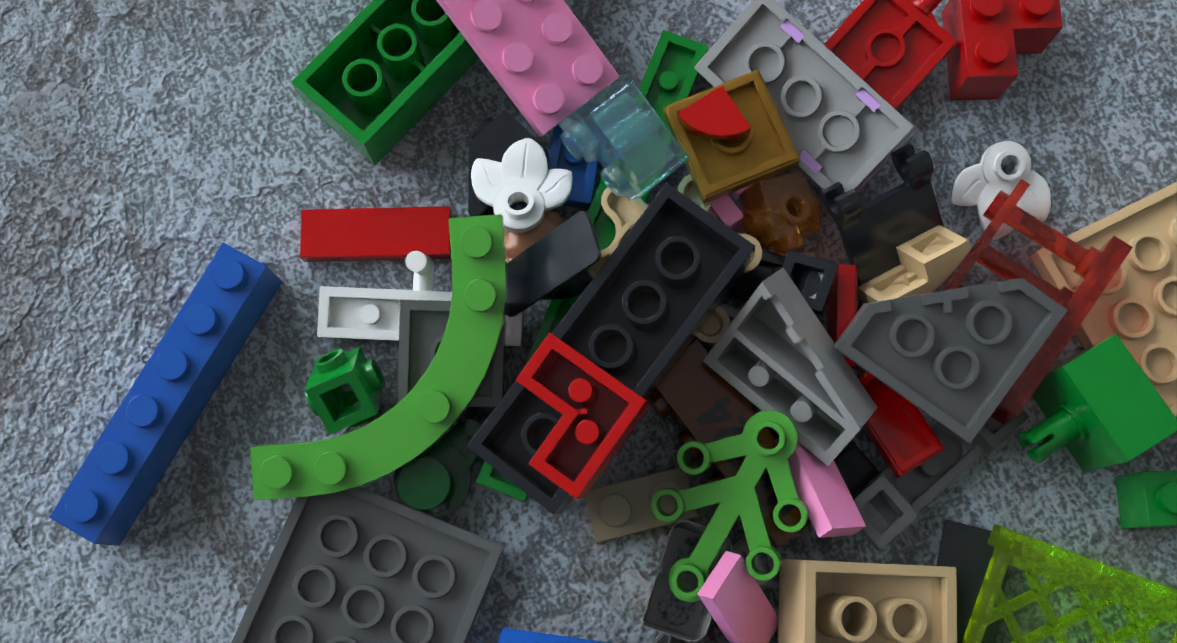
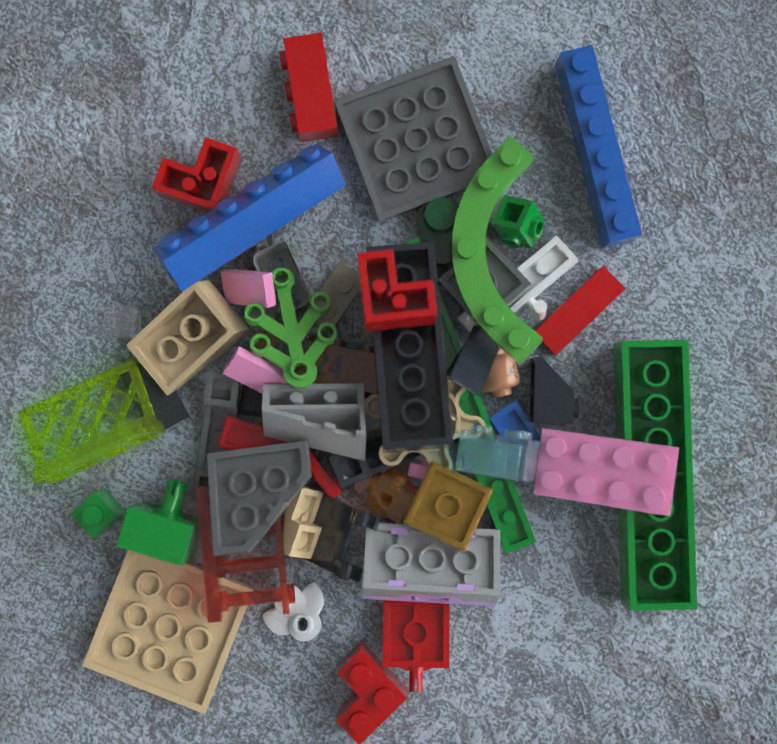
camera: 135 degrees right, 10 degrees up
(521, 178) = (529, 396): white plate -> none
(715, 117) = (462, 504): red tile -> none

